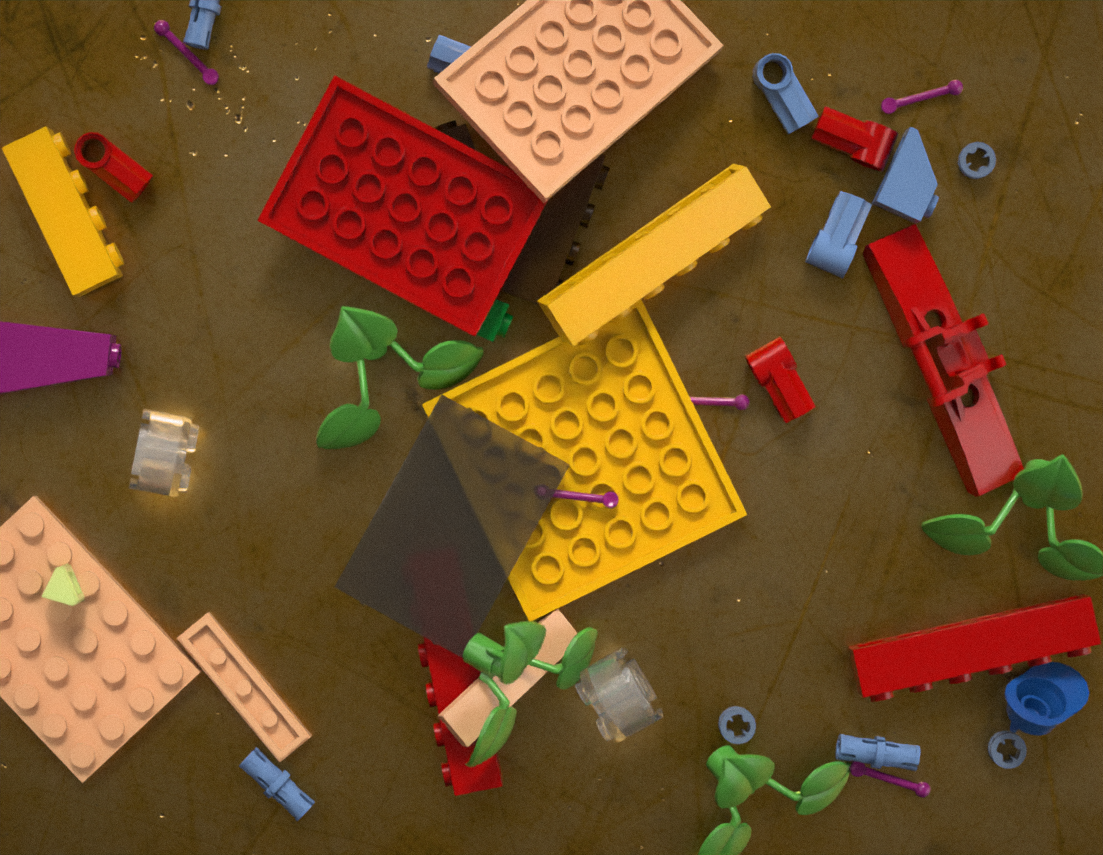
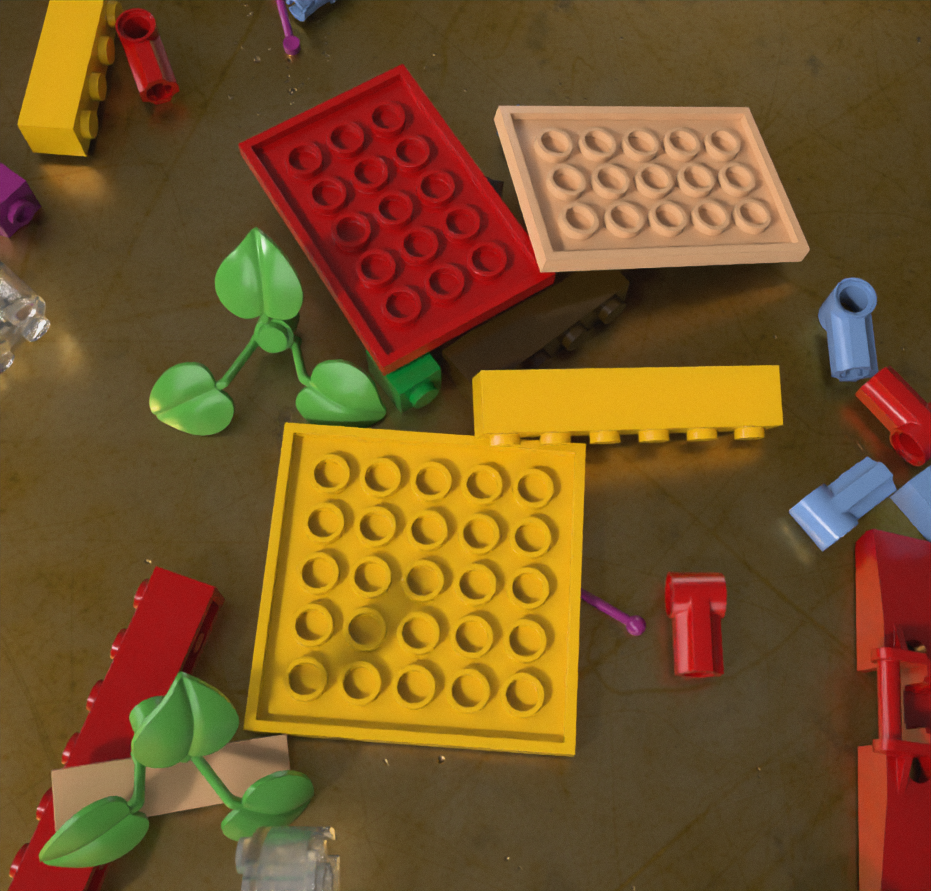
camera: 30 degrees right, 20 degrees down
(452, 525) = (224, 564): clear smoke piece -> none
(609, 499) = (422, 639): magenta hinge -> none

